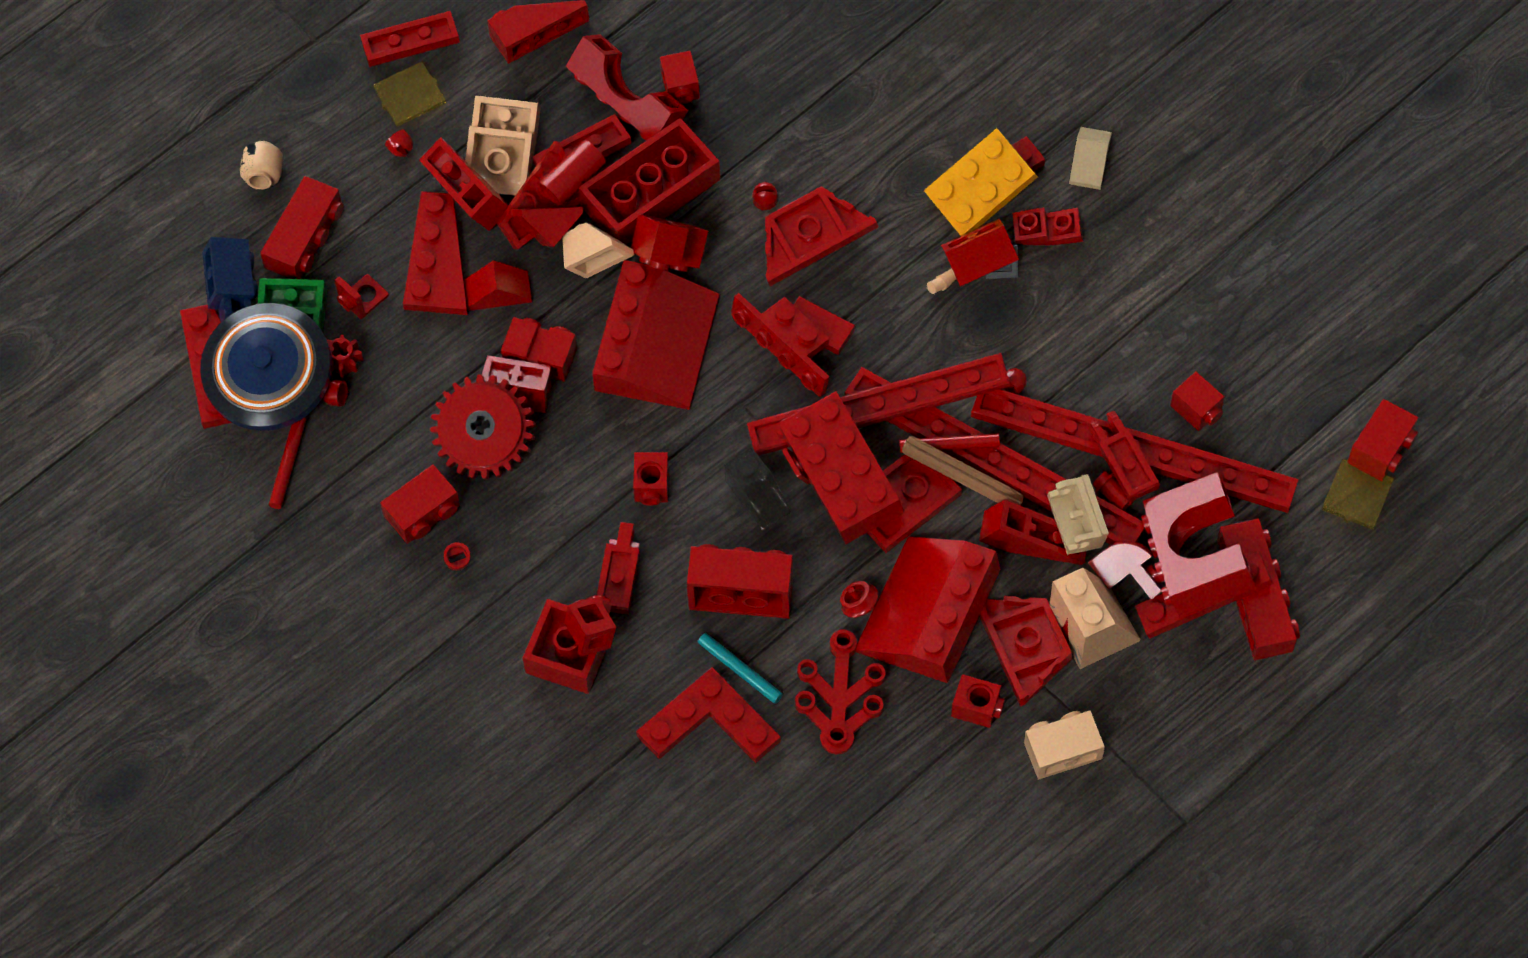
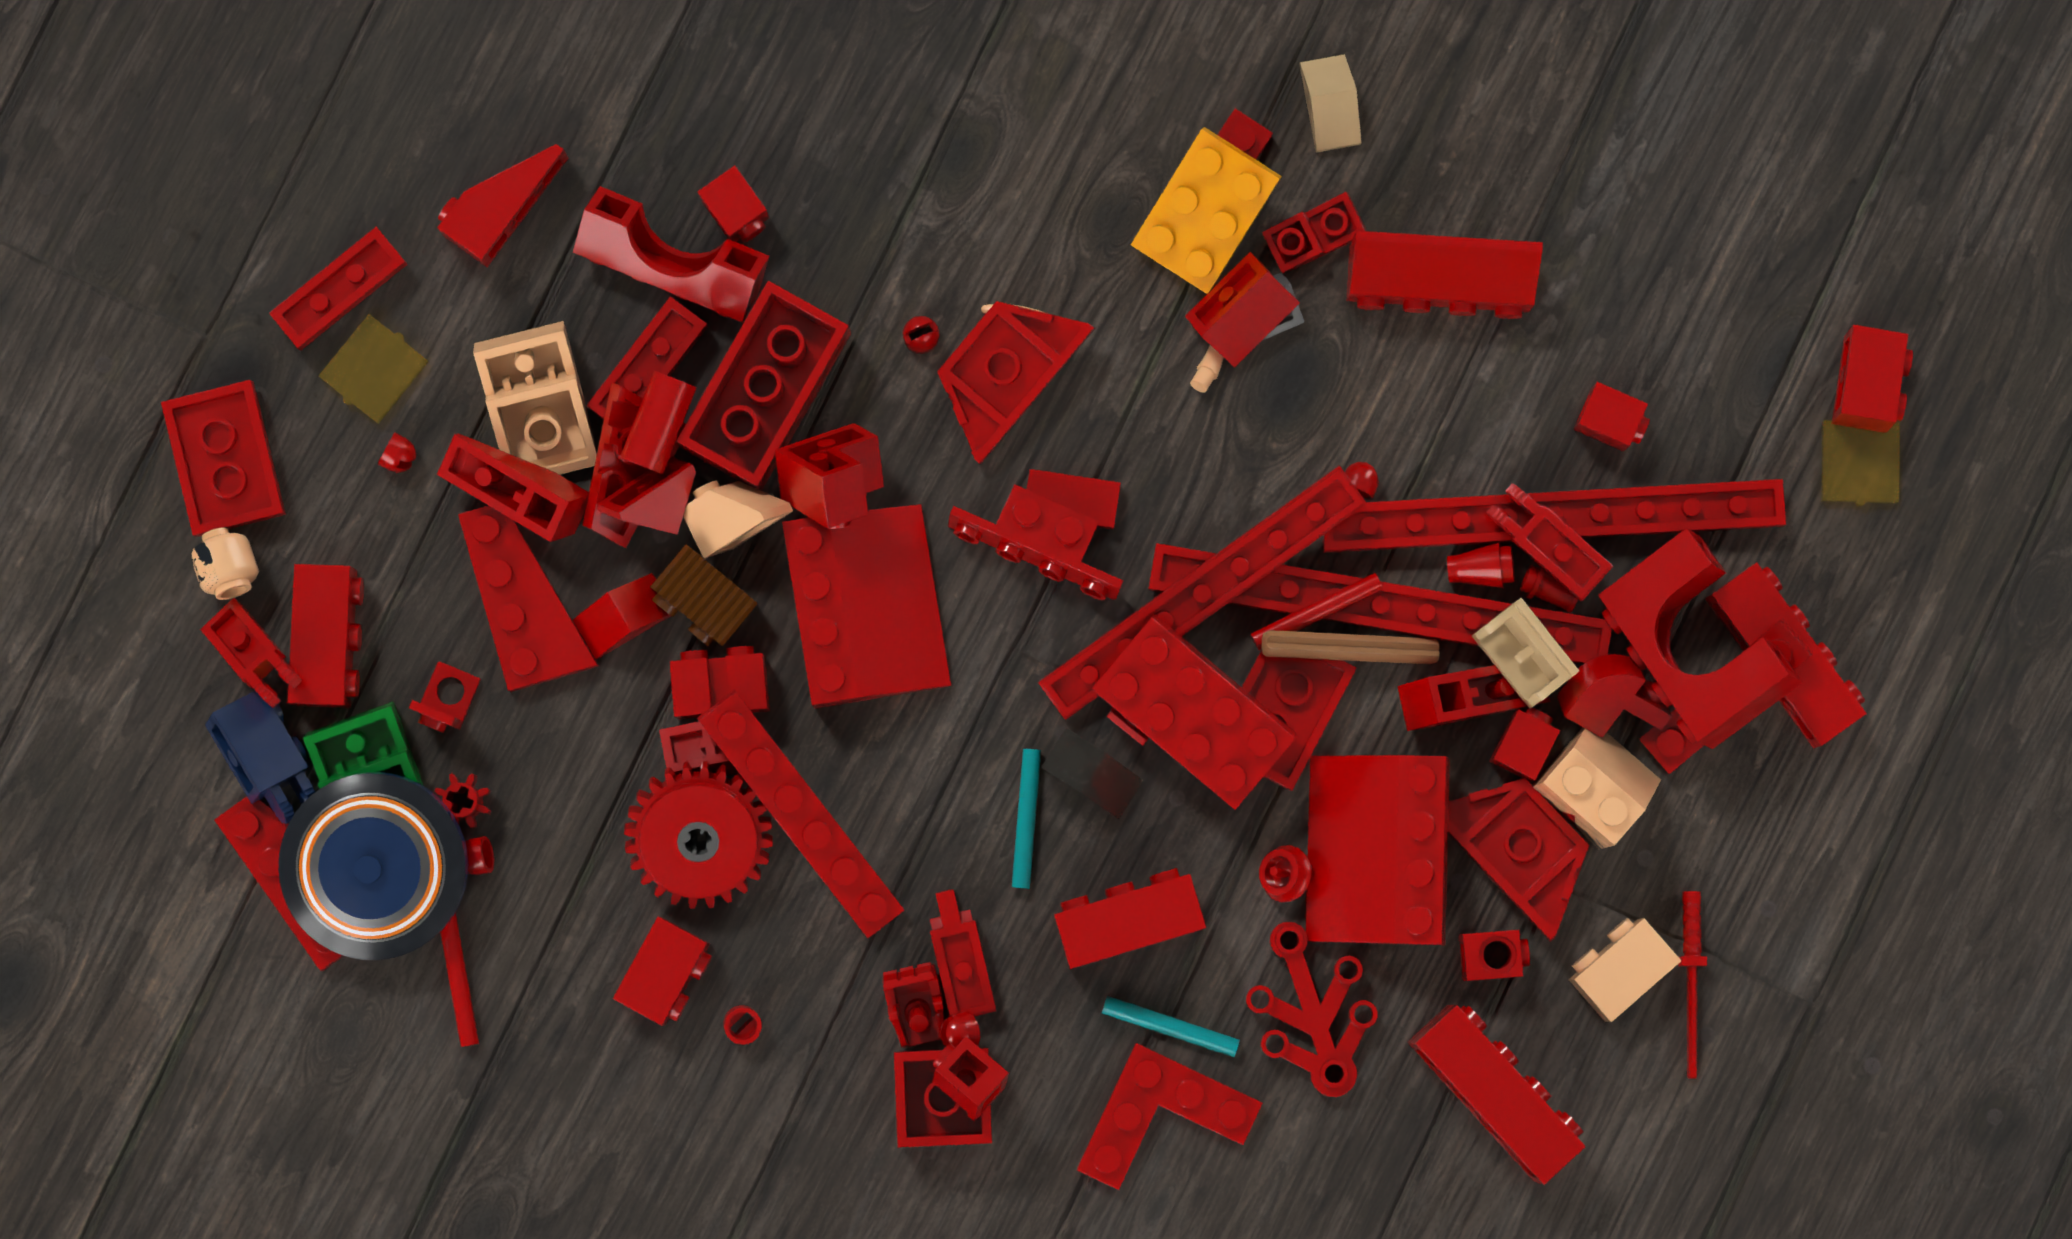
camera: 25 degrees left, 20 degrees up
(251, 215) = (248, 650): none -> red hinge
(291, 106) = (223, 458): none -> red plate
(553, 291) = (703, 596): none -> reddish brown brick
(555, 439) = (800, 813): none -> red plate
(576, 579) = (914, 1003): none -> red hand
(651, 465) = (944, 792): red brick -> none
(701, 506) = (1026, 818): none -> teal bar
(941, 782) = (1497, 1094): none -> red brick
(1051, 569) = (1525, 743): none -> red brick
(1073, 461) = (1483, 566): none -> red cone
(1113, 759) = (1692, 959): none -> red sword
(1121, 271) = (1443, 273): none -> red slope

